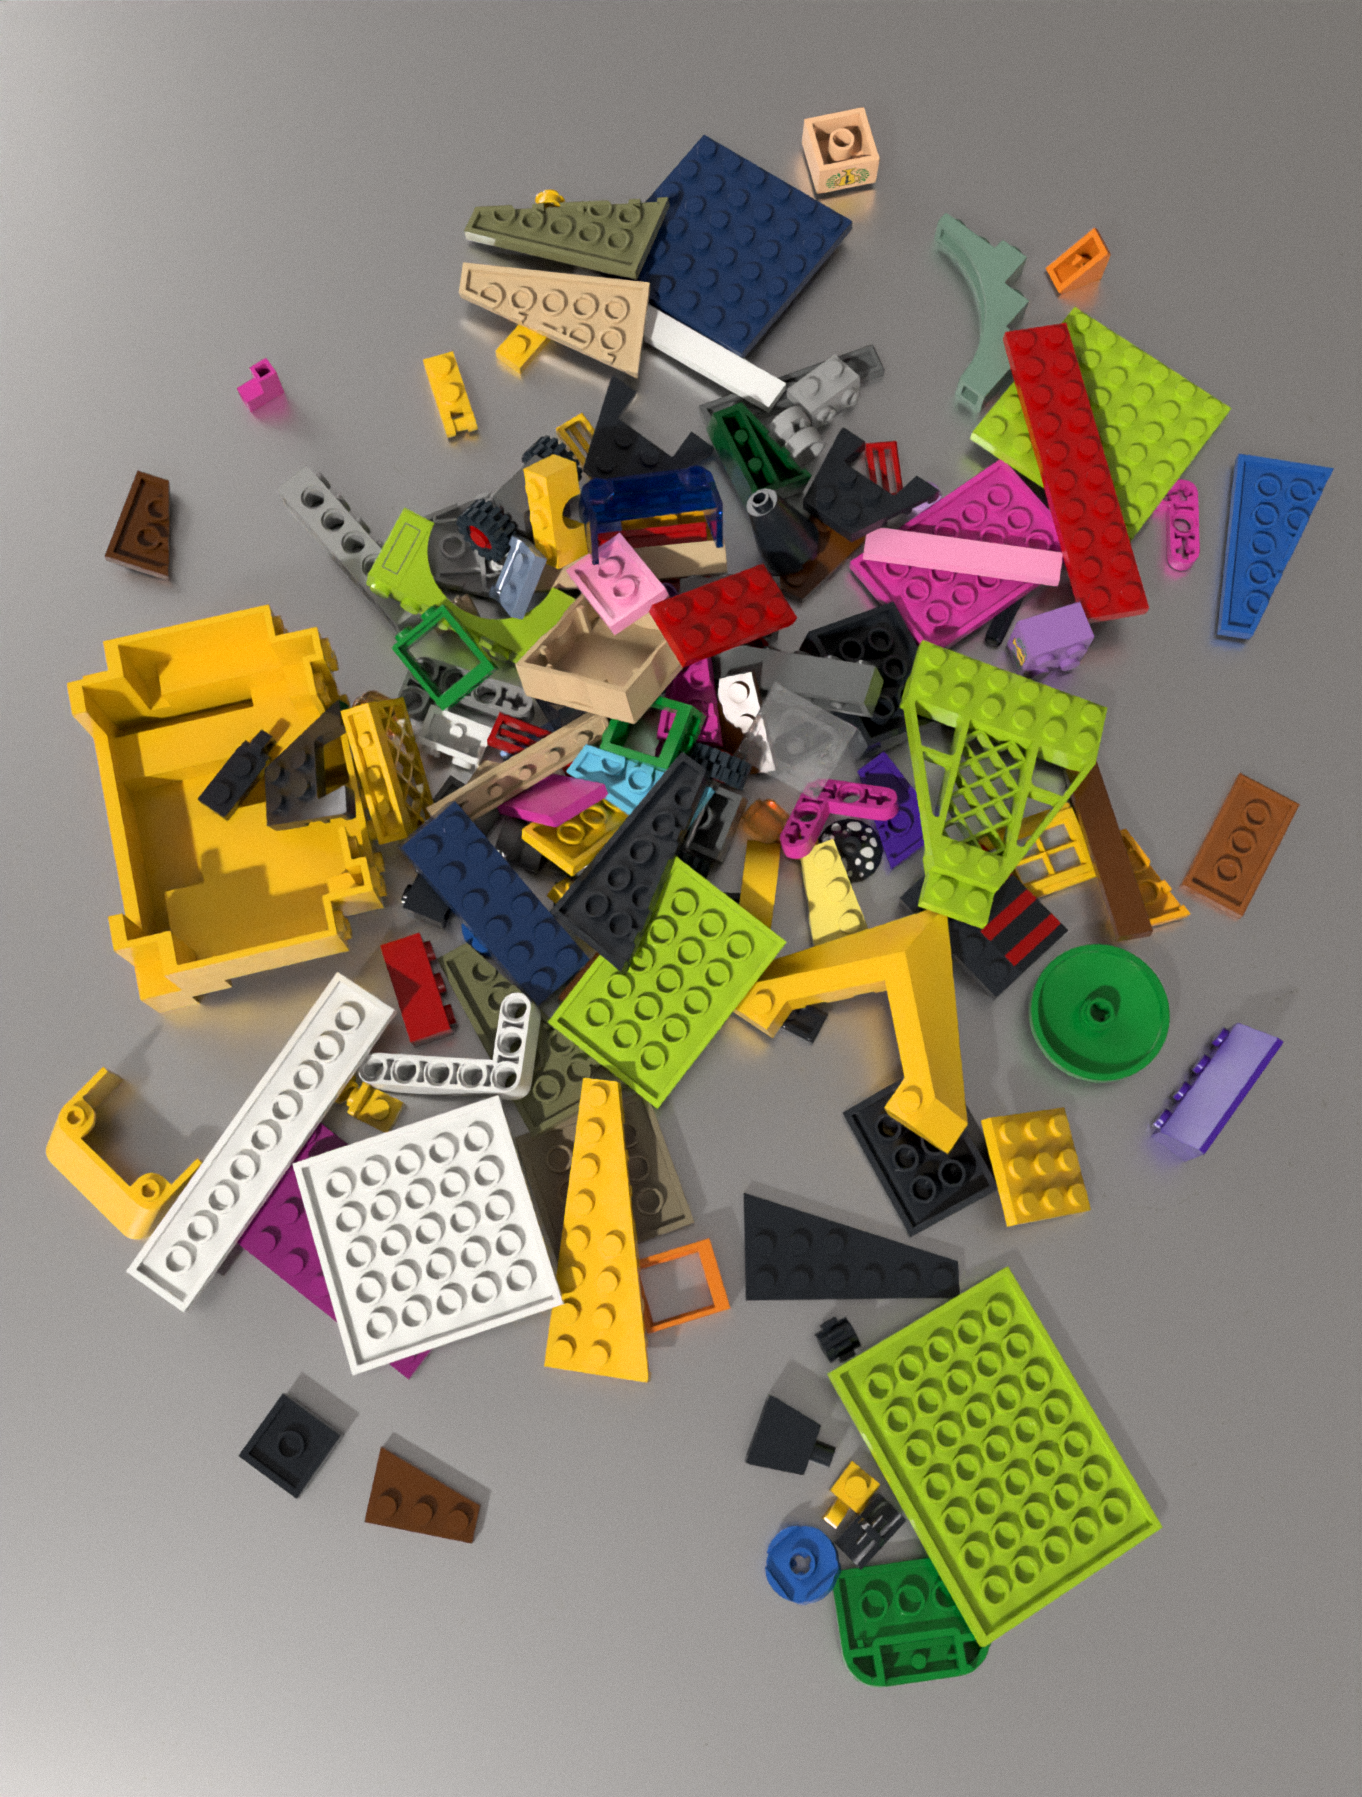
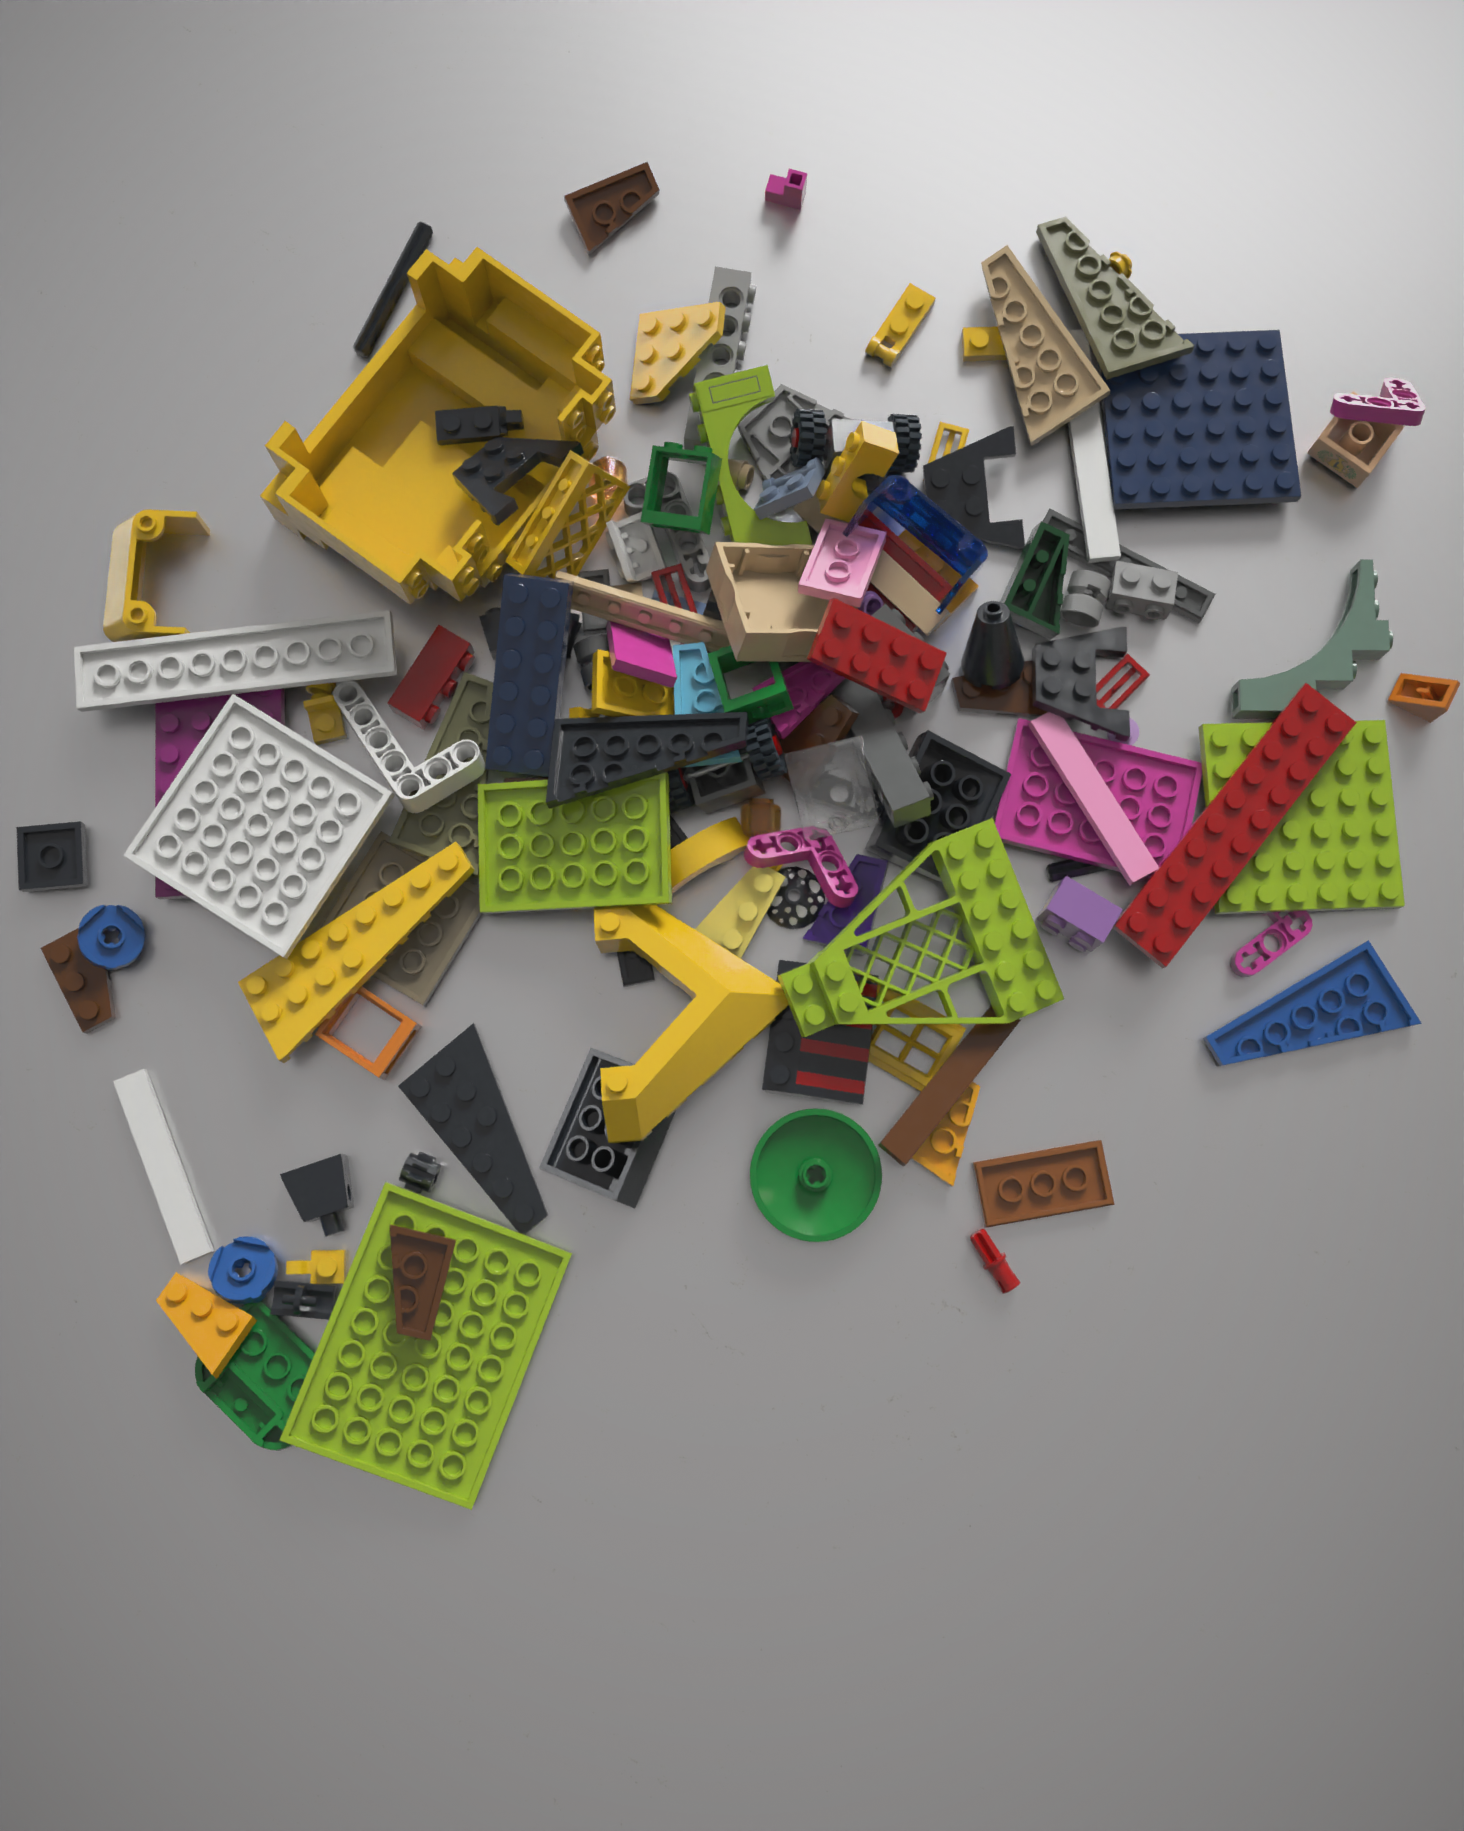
camera: 50 degrees right, 5 degrees up
(52, 756) = (392, 290): none -> black axle
(310, 574) = (670, 347): none -> yellow plate
(396, 1465) = (109, 918): none -> blue plate
(650, 1565) = (163, 1166): none -> white tile
(822, 1633) = (205, 1321): none -> light orange wing
(837, 103) = (1396, 405): none -> dark pink beam
(937, 1409) = (419, 1278): none -> reddish brown wing
(1035, 1166) = (659, 1216): yellow plate -> none
(1215, 1090) = (827, 1305): slope -> none
(1276, 931) = (994, 1261): none -> red axle

